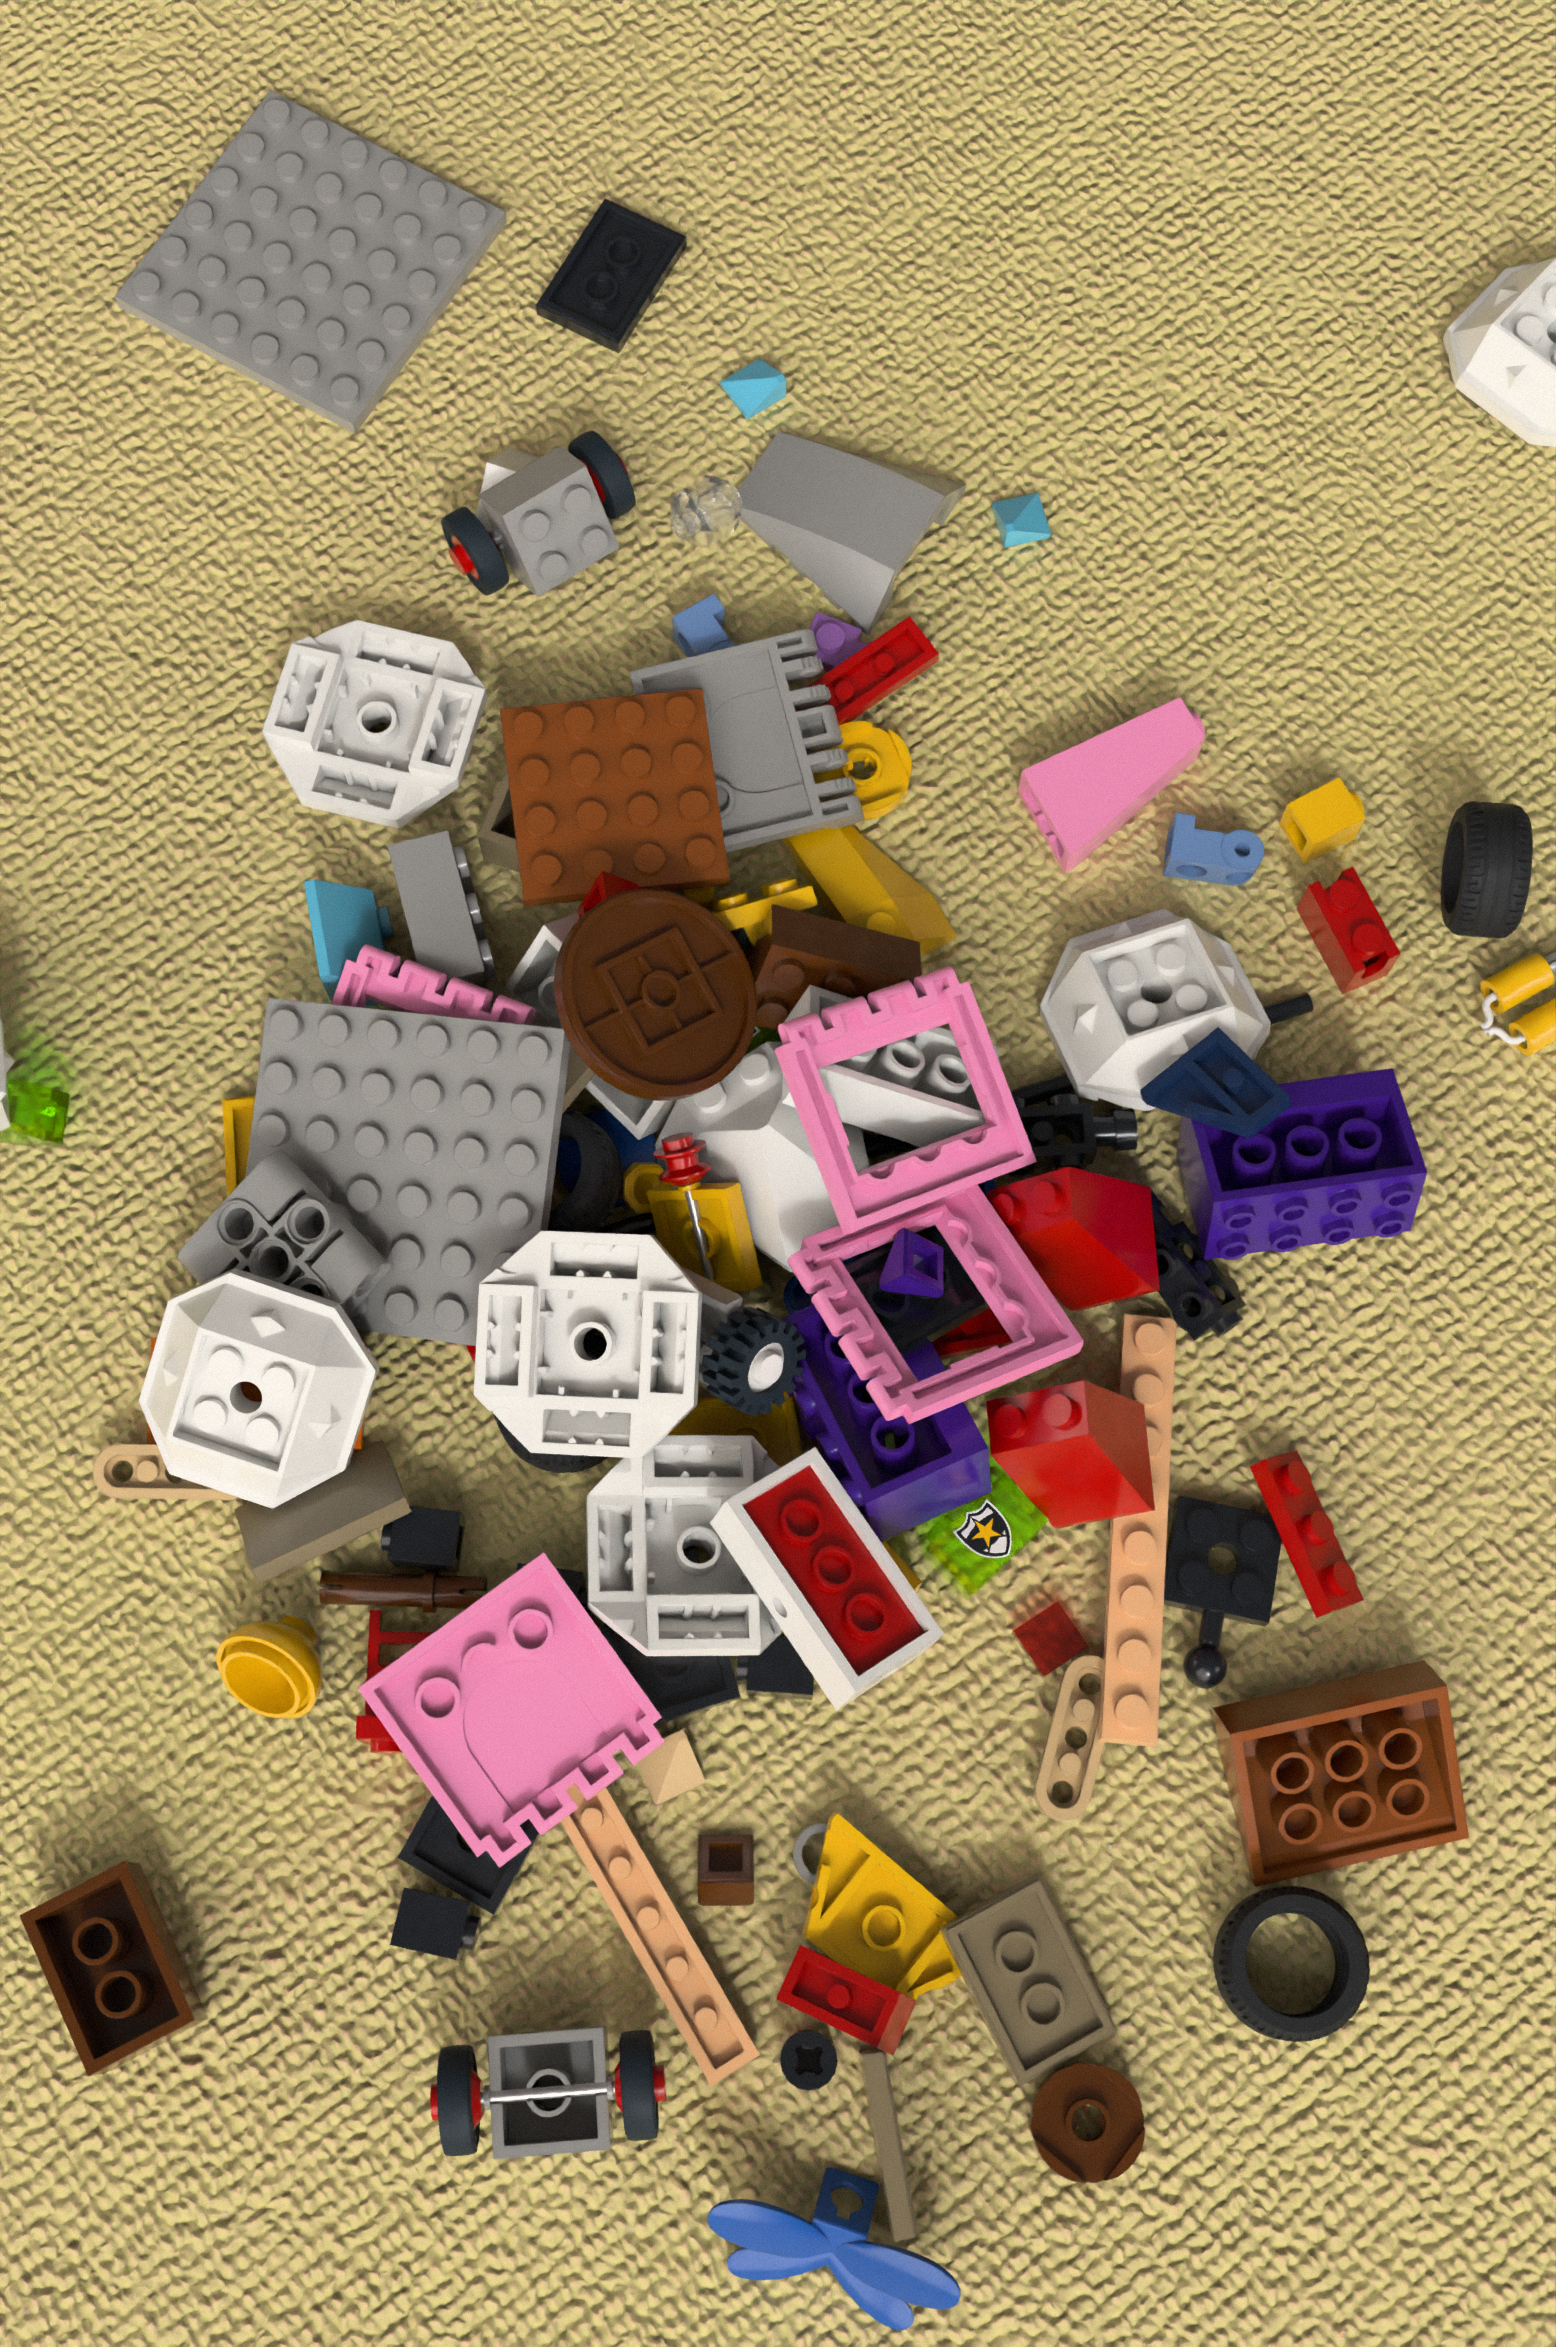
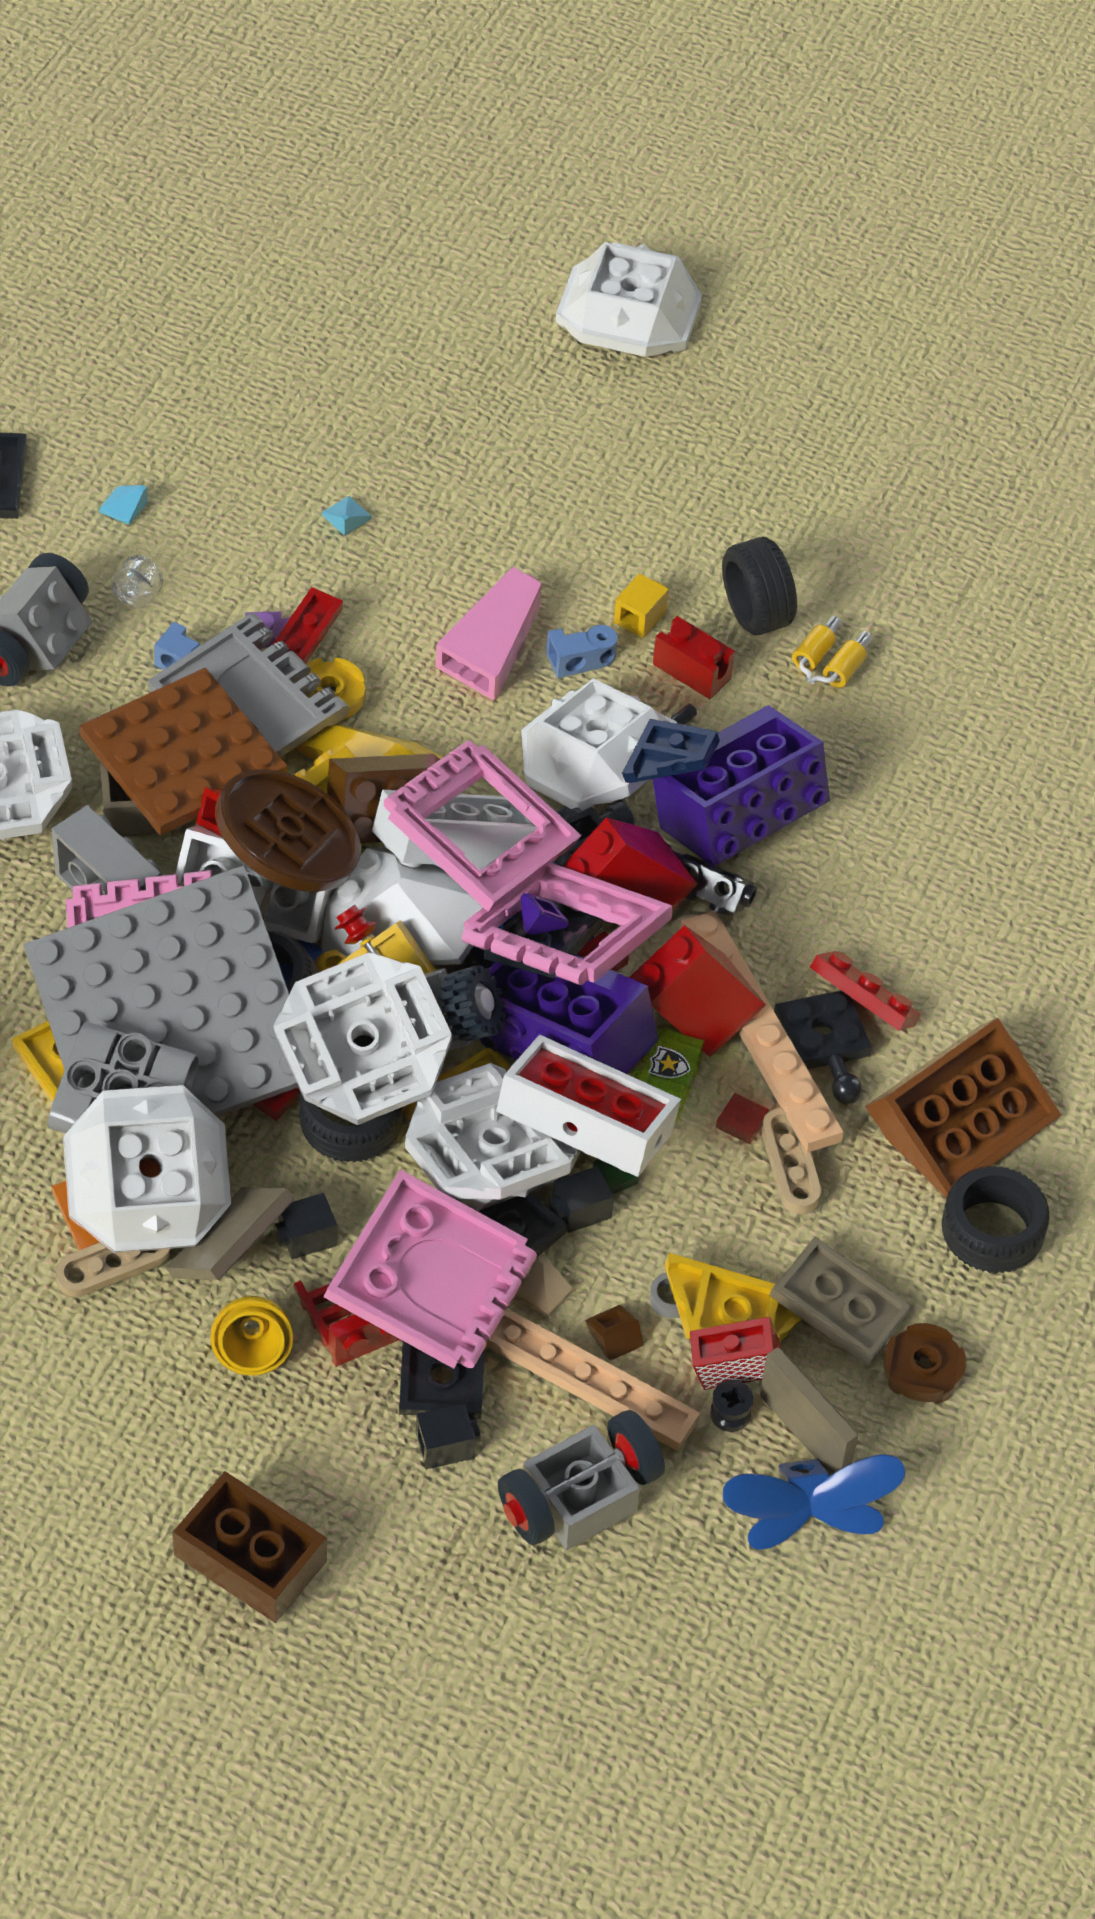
camera: 30 degrees left, 20 degrees down
(341, 924) = (38, 901): medium azure slope -> none
(401, 1590) = (303, 1265): reddish brown pin -> none
(843, 518) = (229, 555): light grey wedge -> none

